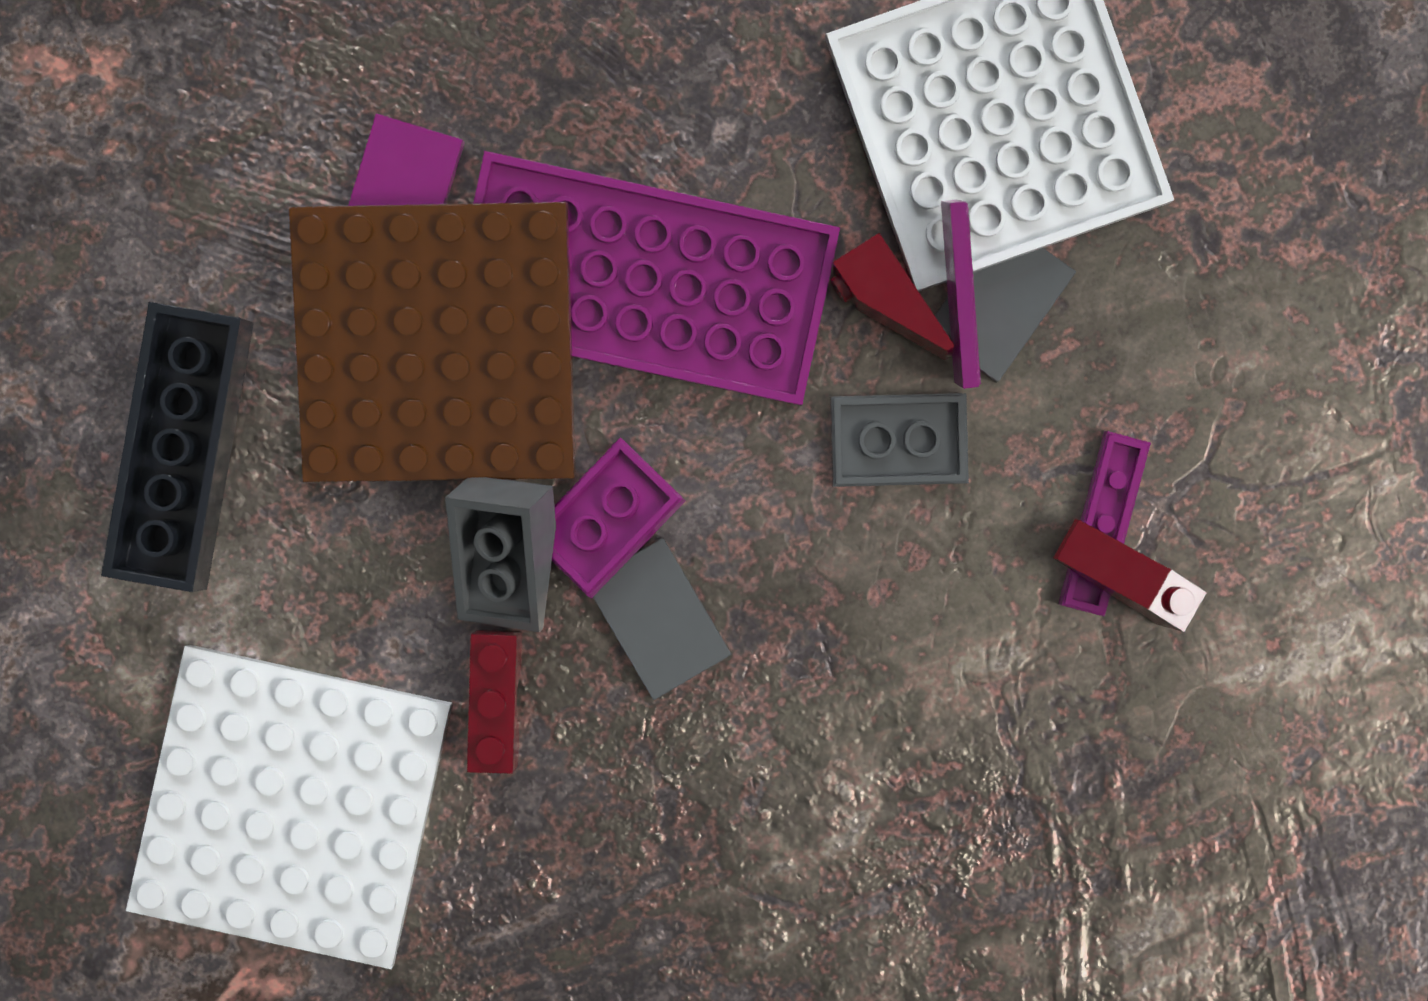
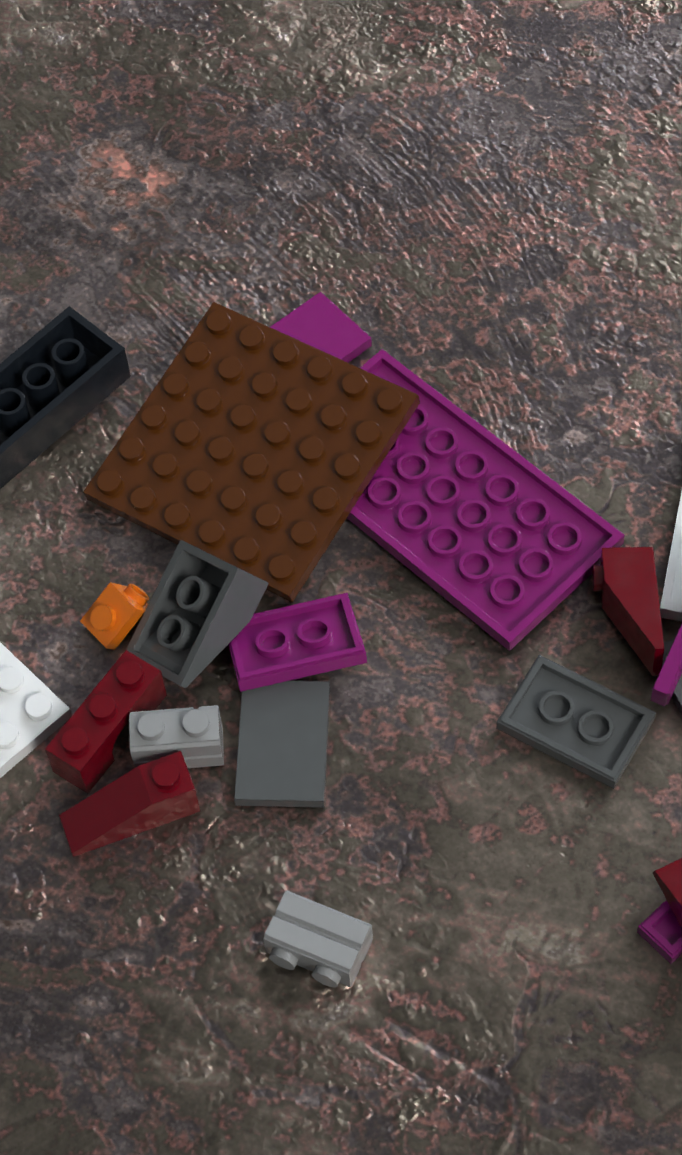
camera: 40 degrees right, 30 degrees down
(425, 586) = (115, 613): none -> orange bracket
(567, 680) = (168, 731): none -> light grey brick
(569, 762) = (132, 804): none -> dark red slope
(808, 783) = (317, 940): none -> light grey brick

